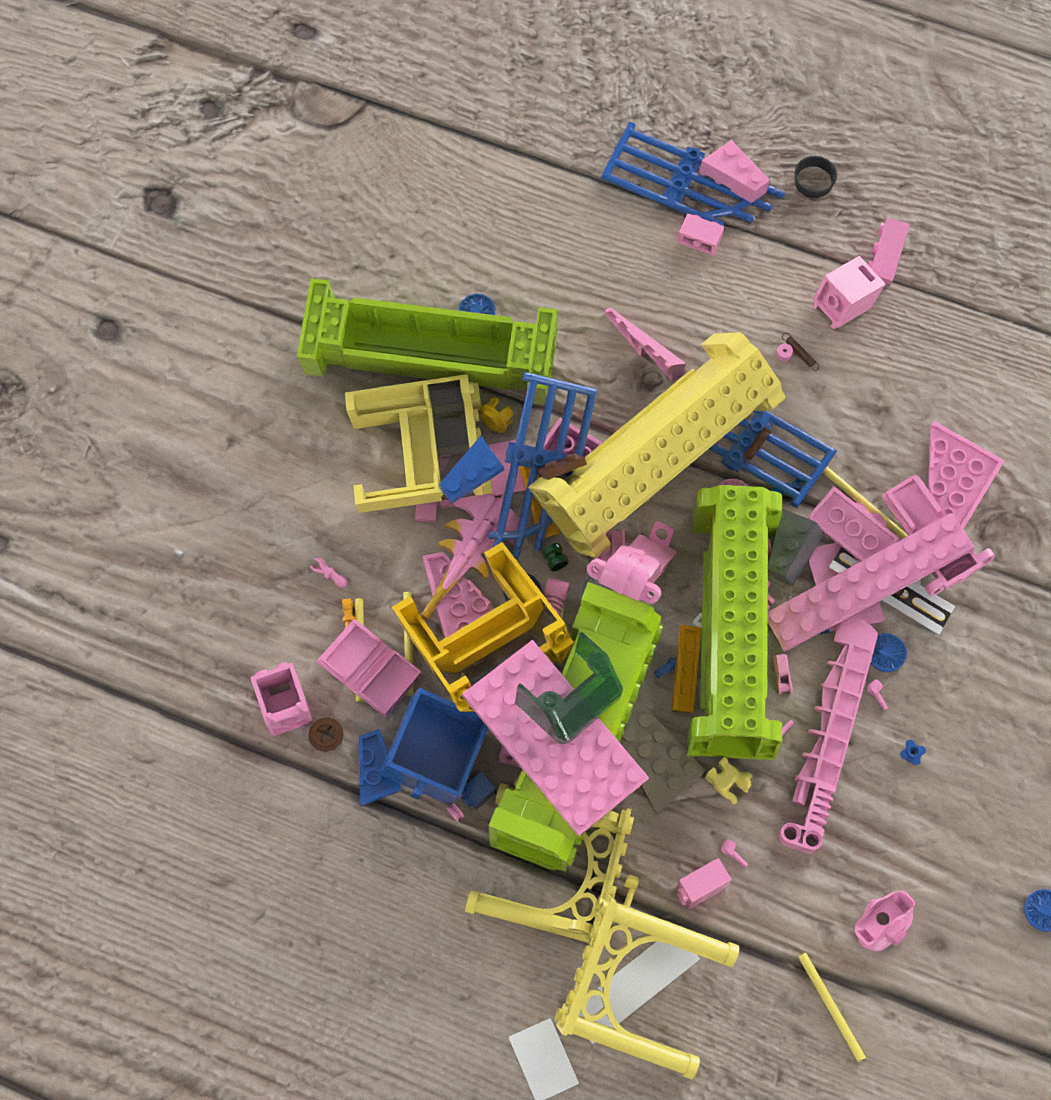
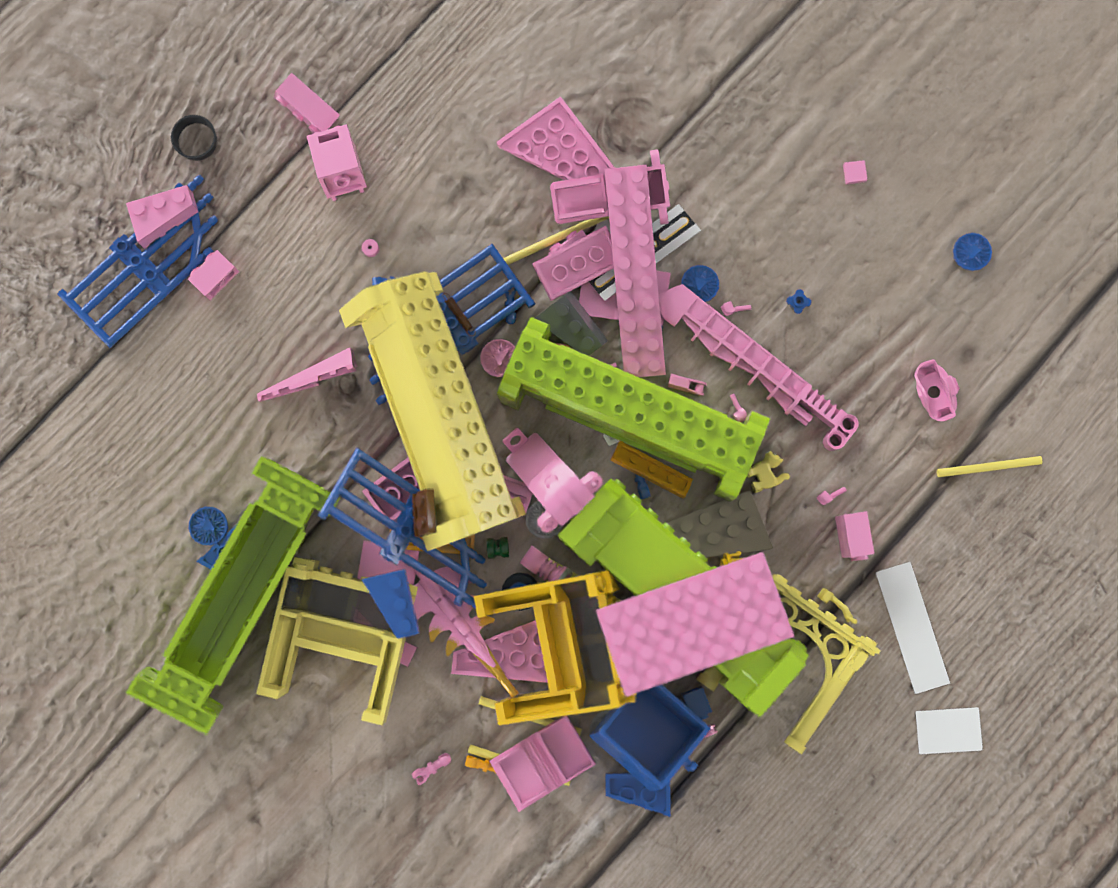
camera: 70 degrees left, 15 degrees up
(286, 709) = (551, 859): bright pink container -> none
(324, 725) = (591, 835): reddish brown gear -> none
(496, 420) = (339, 551): yellow piece -> none
(578, 710) = (692, 608): clear green windscreen -> none
(619, 1038) = (867, 628): light yellow arch -> none
(800, 351) = (379, 231): reddish brown piece -> none

